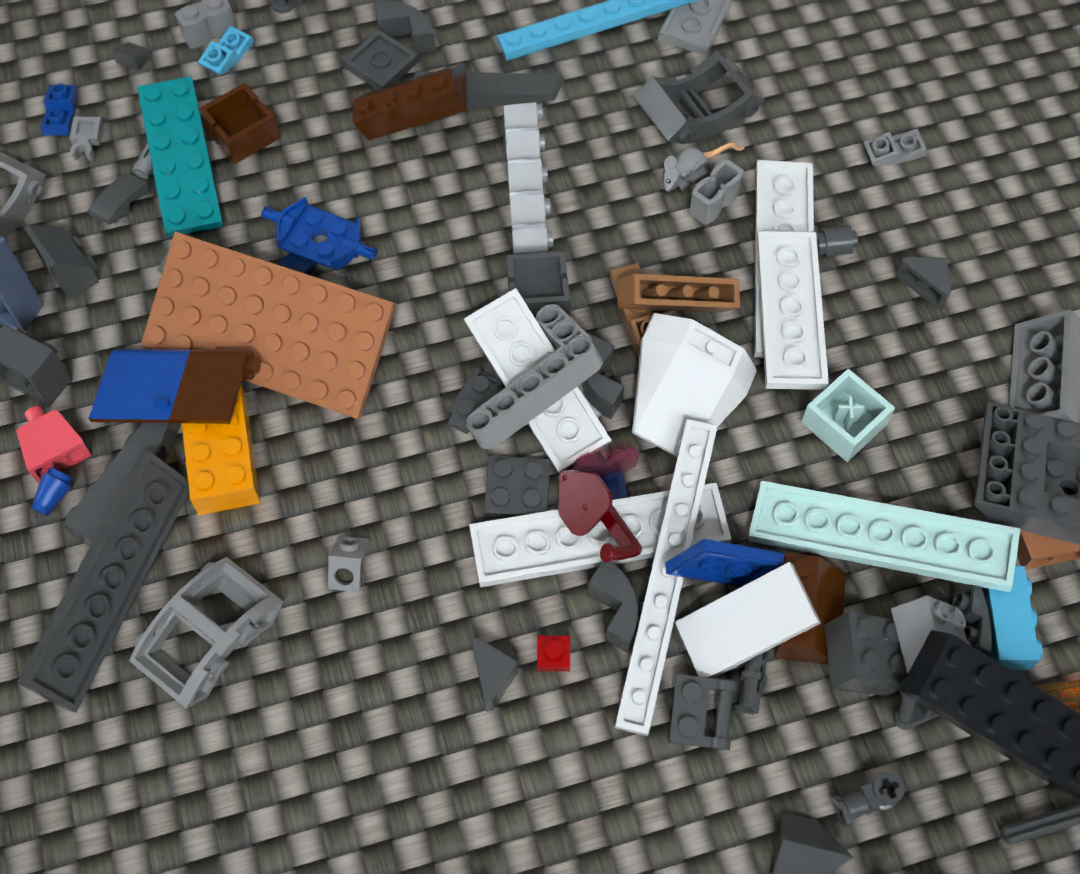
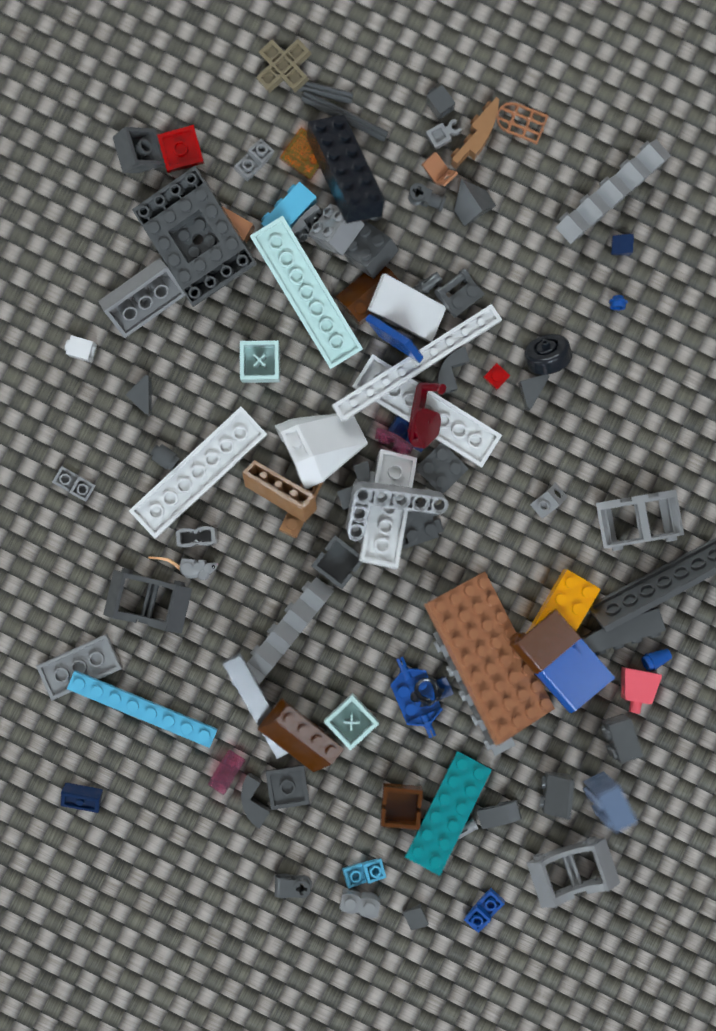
camera: 135 degrees left, 25 degrees up
(84, 134) = (483, 877): light grey plate -> none
(308, 233) = (437, 690): none -> black piece
(369, 156) = (351, 721): none -> light aqua brick
(458, 28) = (226, 772): none -> clear pink slope
(512, 733) = (548, 354): none -> black wheel
(791, 311) = (230, 437): white plate -> none
(893, 851) = (438, 170): none -> nougat bracket
(1044, 270) = (80, 348): none -> white brick

